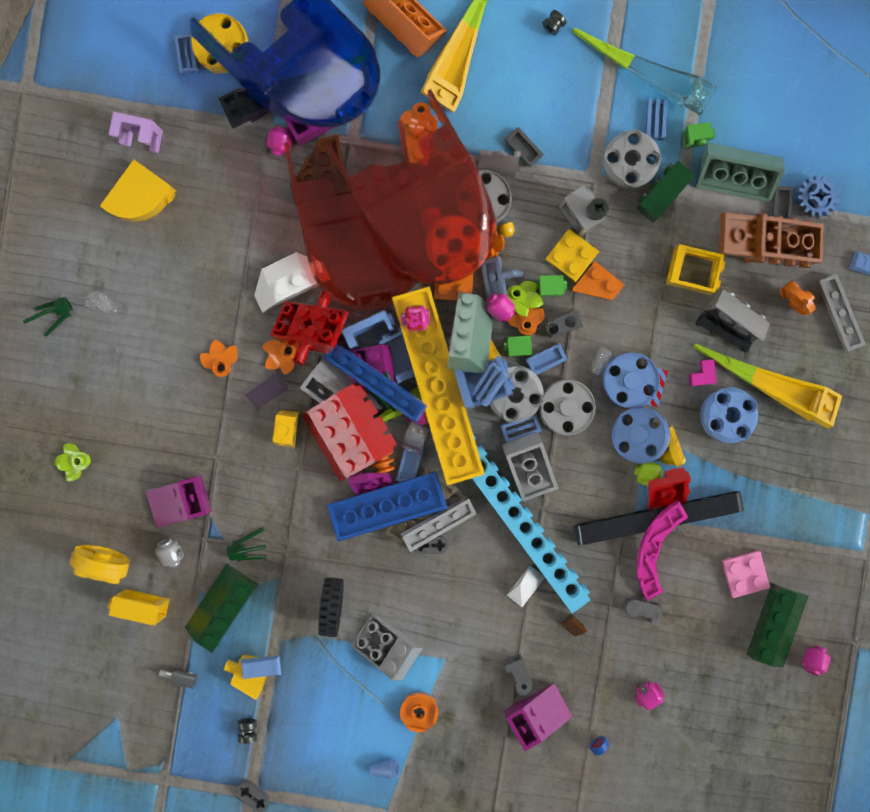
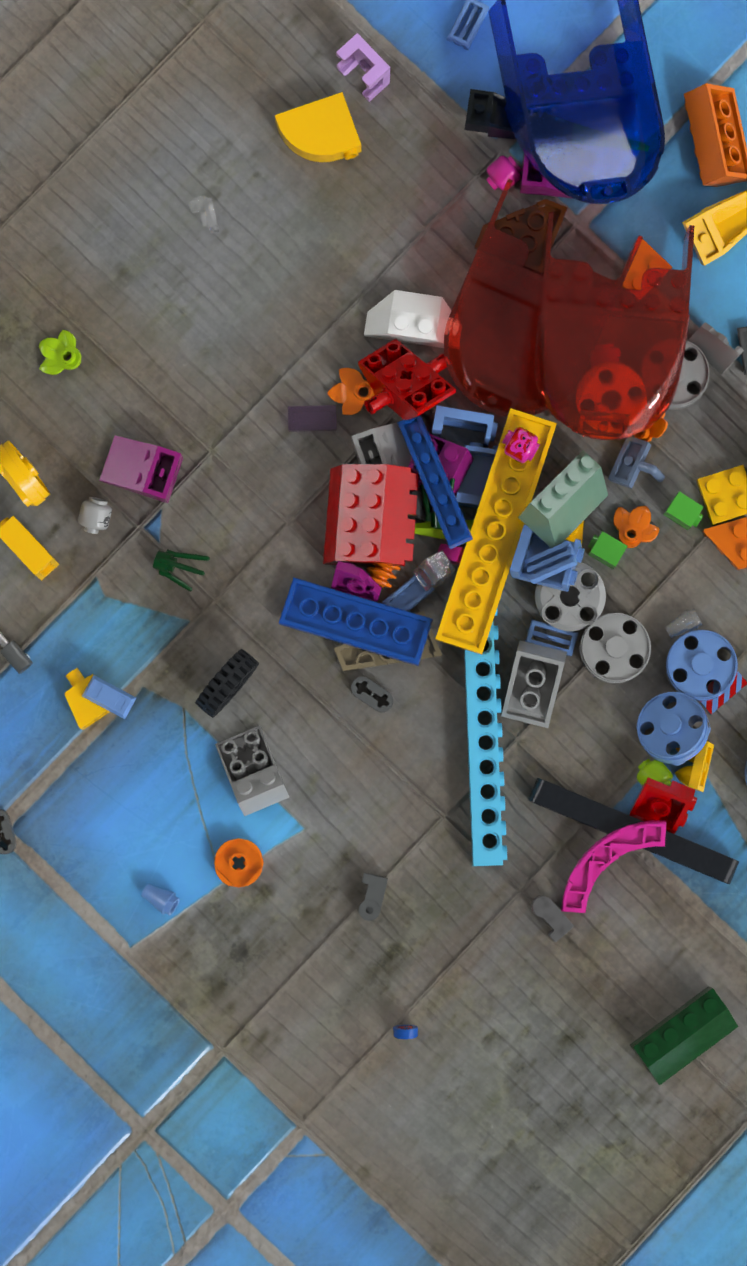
camera: 35 degrees right, 5 degrees down
(60, 307) = (160, 188): dark green plant -> none
(219, 355) = (287, 348): orange plate -> none
(220, 607) = (107, 609): dark green slope -> none
(229, 38) = (525, 38): yellow piece -> none
(247, 730) = (48, 752): pearl dark grey wheel -> none
(286, 428) = (305, 471): yellow torso -> none
(419, 121) = (660, 250): orange plate -> none
(438, 524) = (396, 676): light grey plate -> none
(450, 291) = (574, 443): orange wing -> none
(500, 307) = (615, 496): dark pink head -> none
(507, 229) = (677, 421): yellow hinge -> none
(526, 586) = (443, 808): white slope -> none
(527, 297) = (650, 506): lime plate -> none
(538, 716) = (363, 953): magenta slope -> none
(546, 359) = (627, 584): medium blue tile -> none
(563, 324) = (669, 559): dark grey leg -> none
(573, 625) = (465, 884): reddish brown slope -> none
(649, 695) = (496, 1013): dark pink head -> none
(745, 574) = (686, 956): bright pink plate -> none
(816, 660) = (699, 1099): dark pink head -> none

